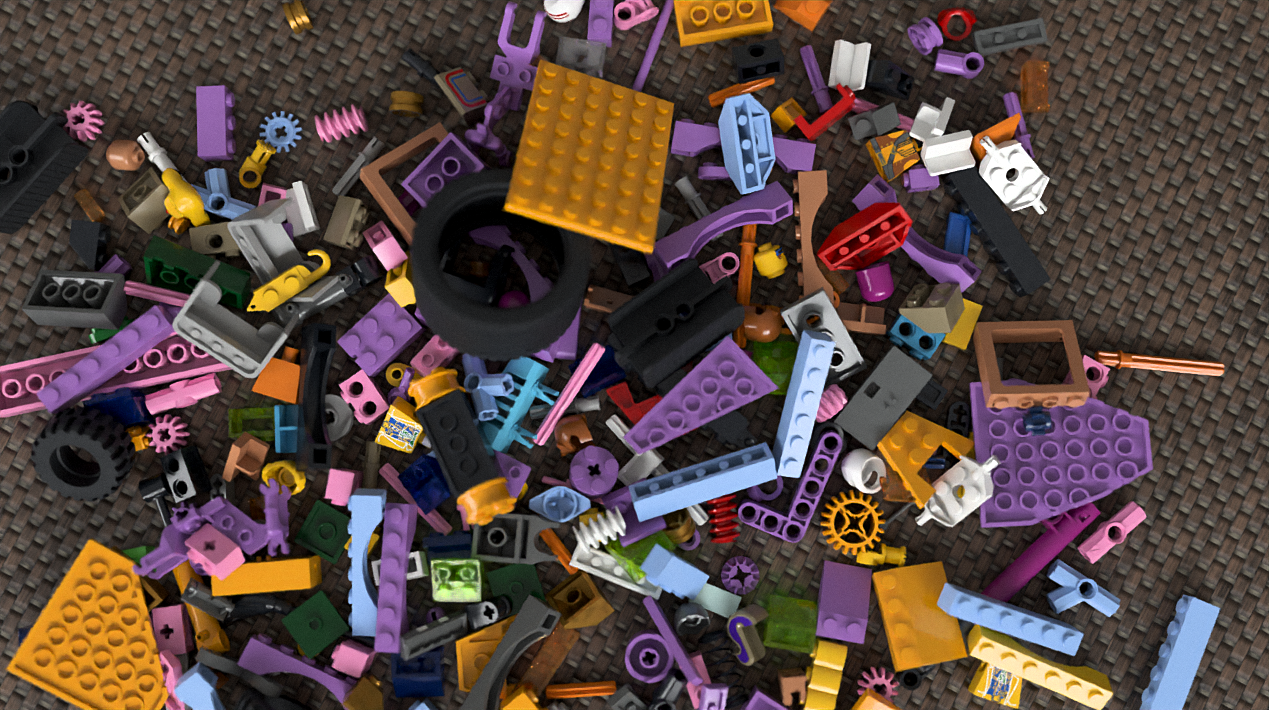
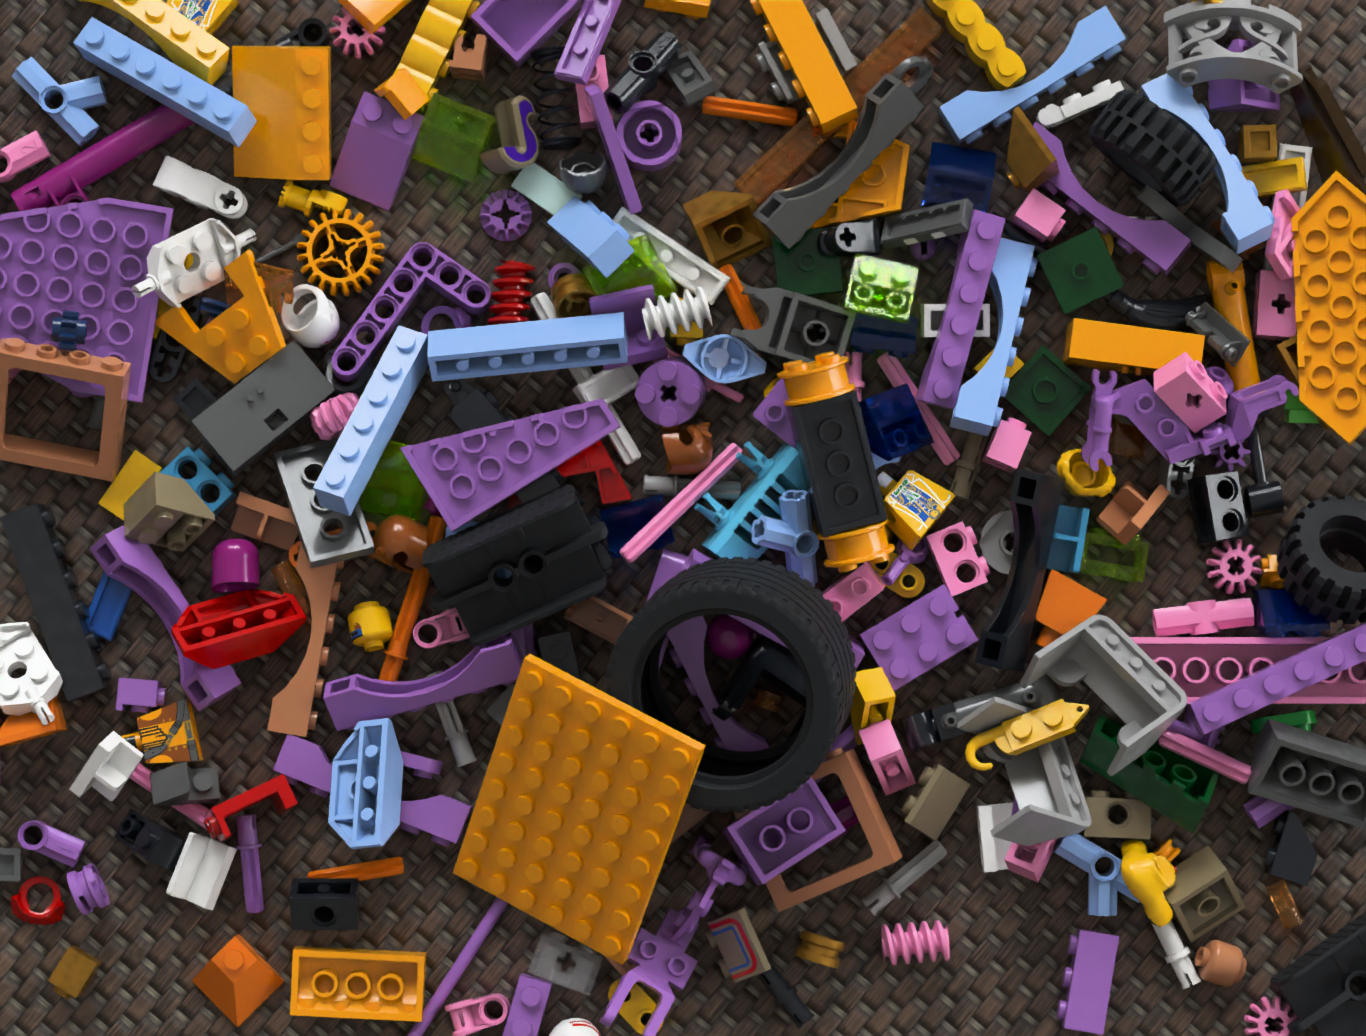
camera: 170 degrees left, 0 degrees up
(256, 163) = (1043, 912): yellow connector -> none
(279, 122) = (1016, 951): light blue gear -> none
(523, 39) = (636, 1006): none -> yellow plate
(787, 113) = (299, 823): light orange slope -> none
(835, 648) = (402, 93): none -> light orange tile
(948, 153) = (97, 715): white panel -> none
(964, 546) = (199, 188): none -> white piece

